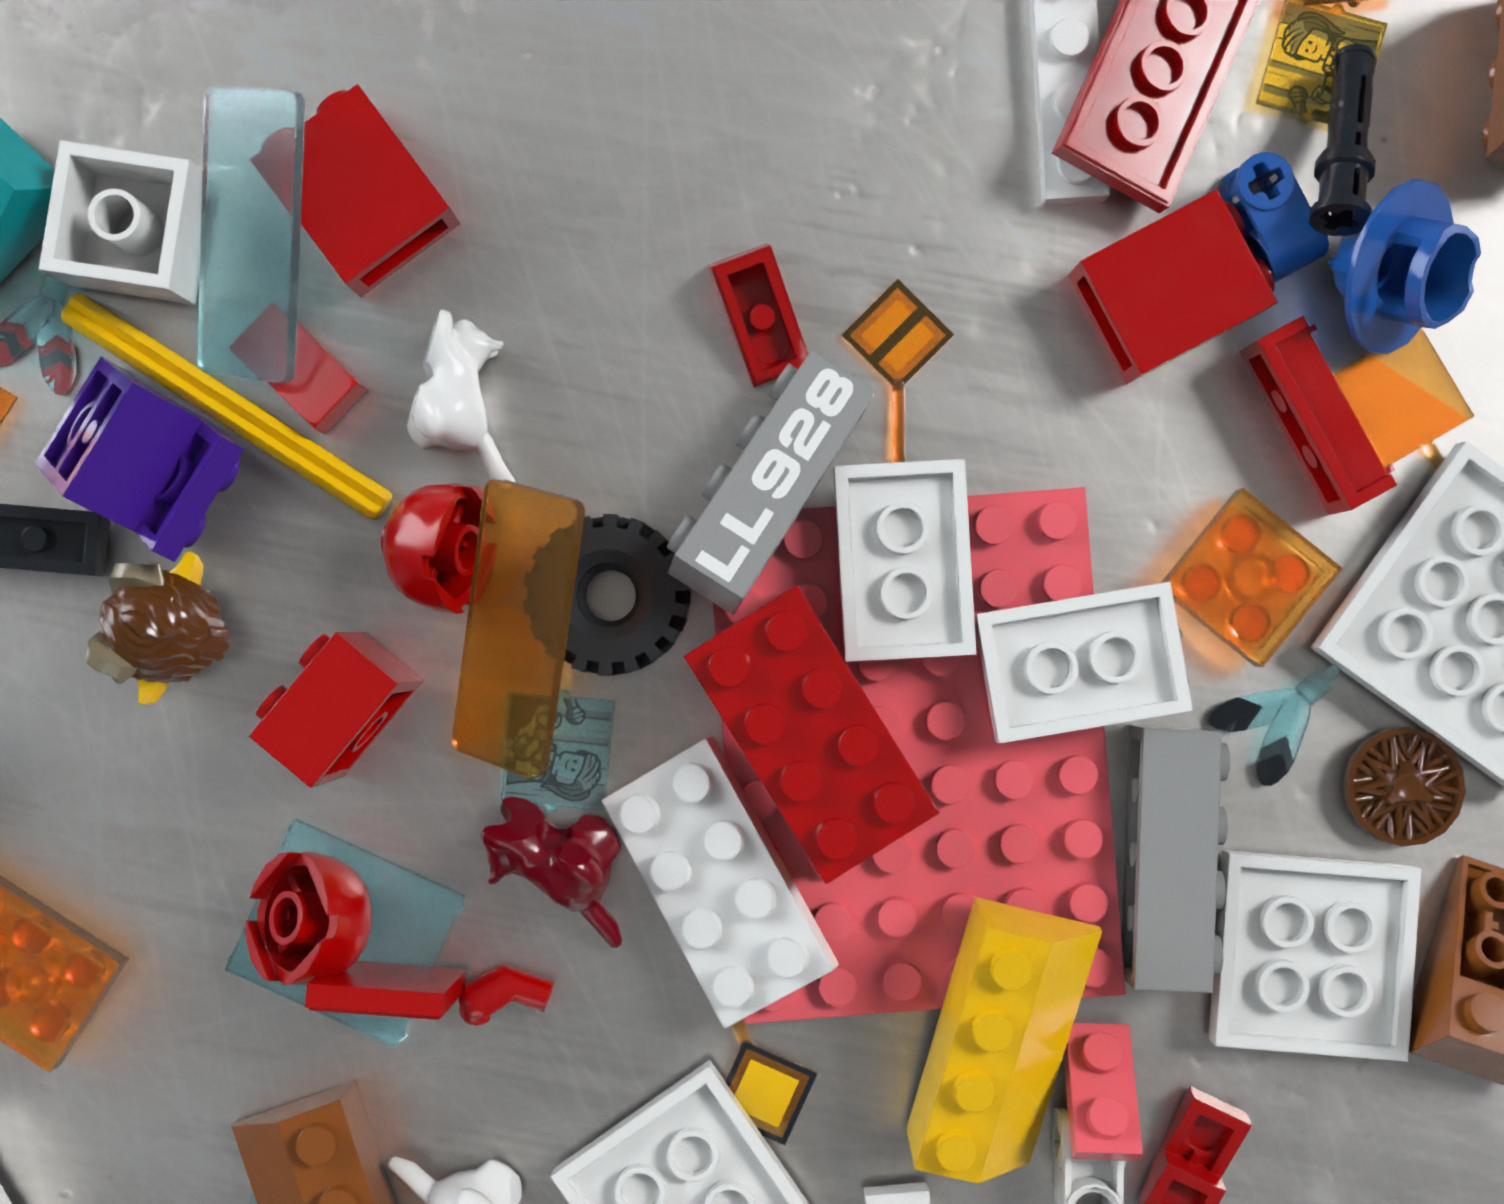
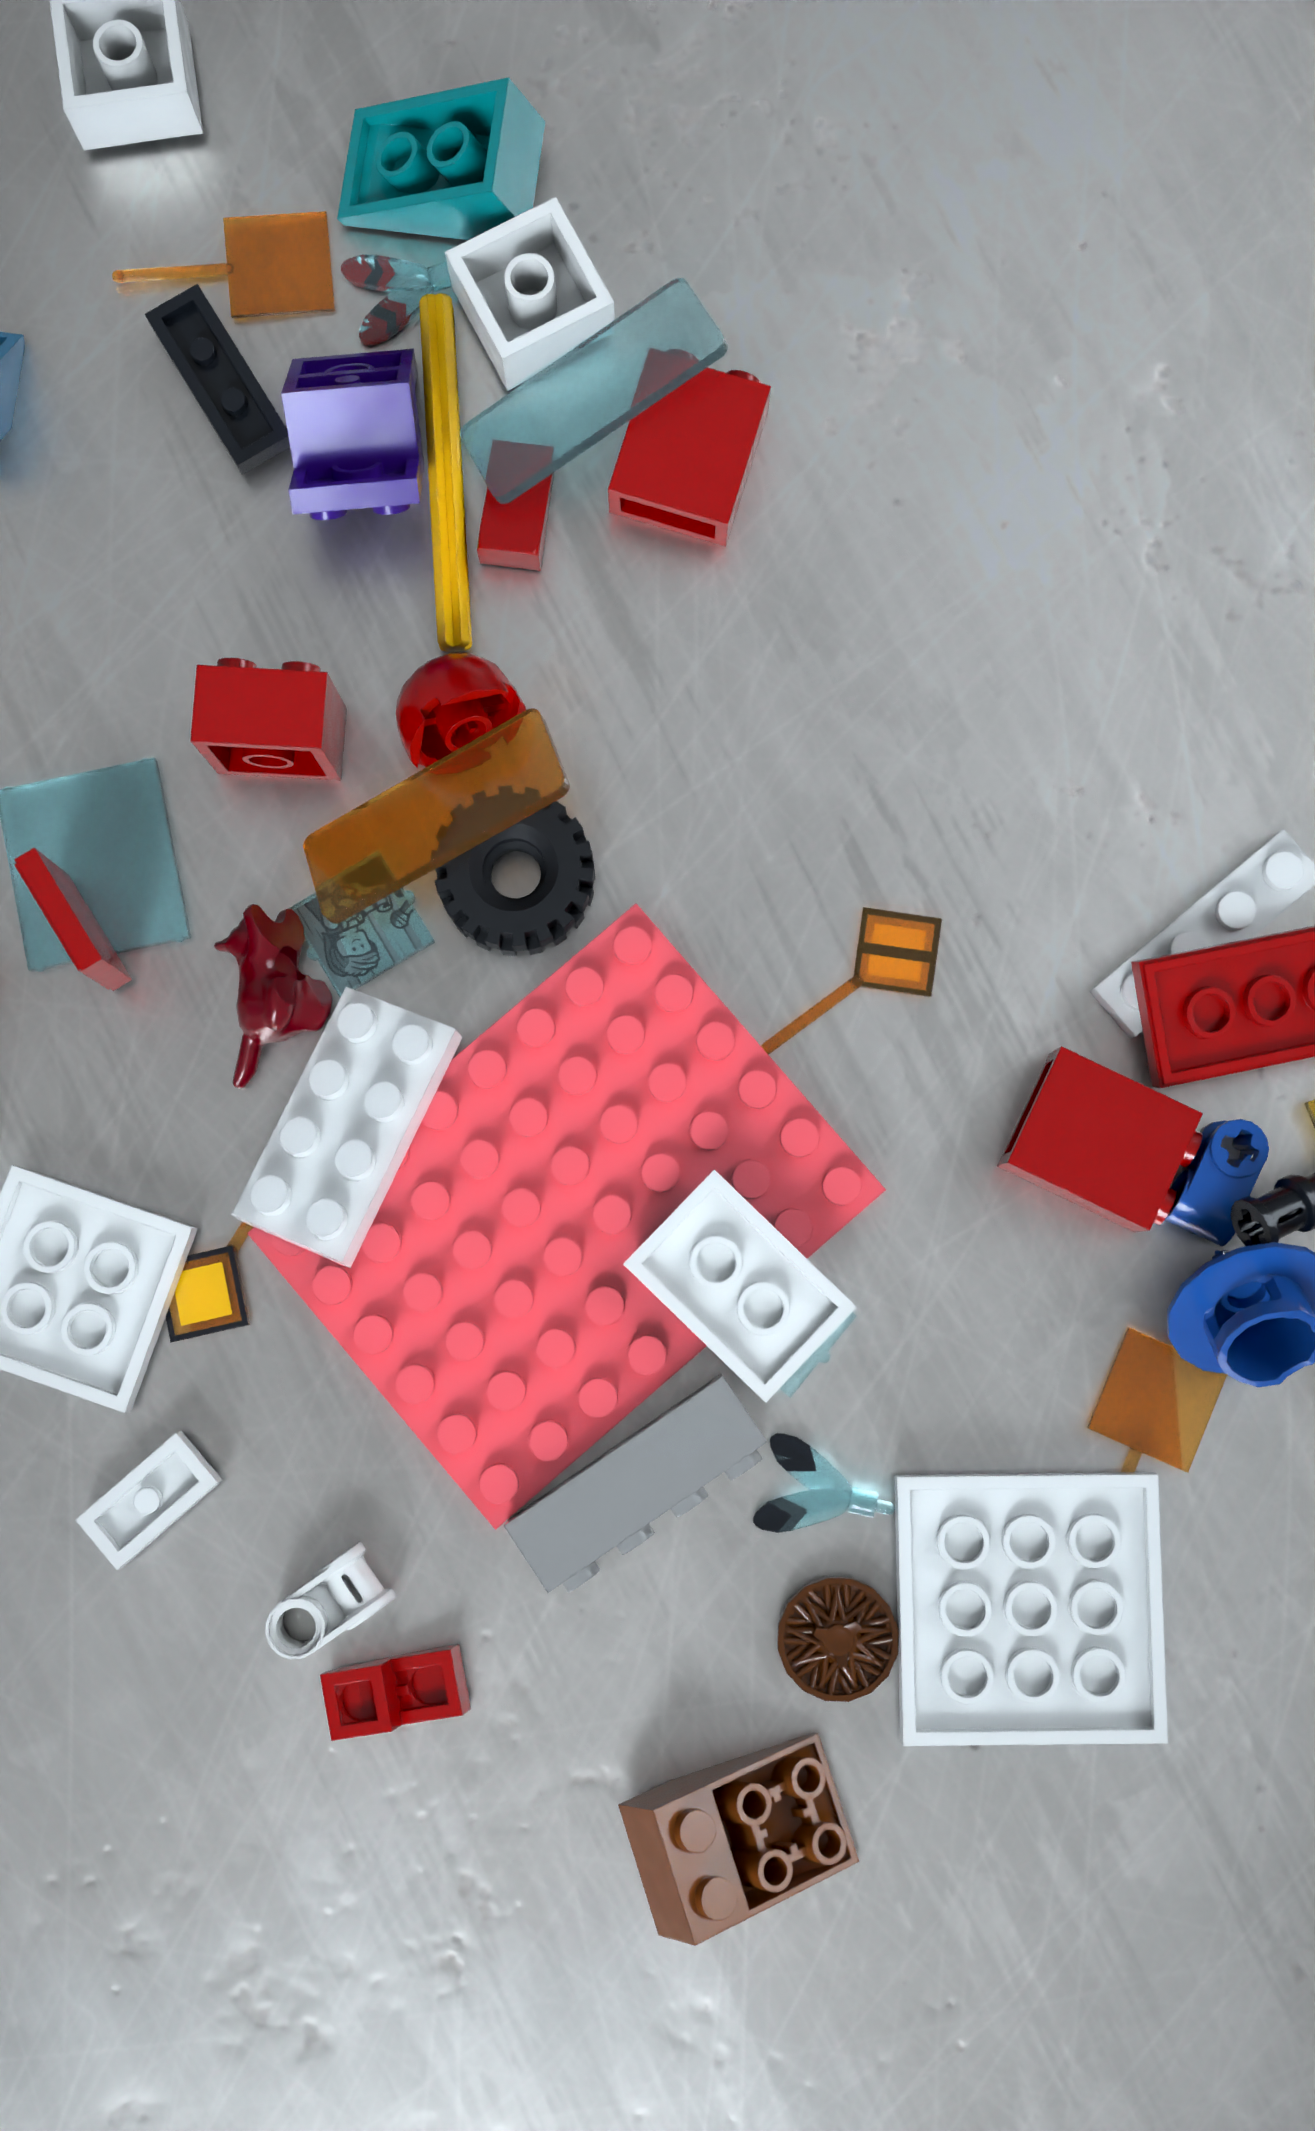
camera: 55 degrees right, 5 degrees down
(157, 626) = (232, 541): reddish brown hair -> none
(309, 918) = (87, 821): red cylinder -> none
(450, 405) = (573, 638): white animal -> none
(499, 988) = (134, 1015): red arm -> none
(759, 313) = (829, 830): red slope -> none
(770, 481) = (698, 928): light grey brick -> none
(811, 734) = (519, 1103): red brick -> none
(904, 560) = (714, 1081): white plate -> none
(999, 1041) = (382, 1450): yellow slope -> none
(1102, 1093) = (399, 1564): coral plate -> none
(1250, 577) = (913, 1379): clear orange plate -> none
(1316, 956) = (642, 1665): white plate -> none
(1317, 417) = (1085, 1335): red container -> none

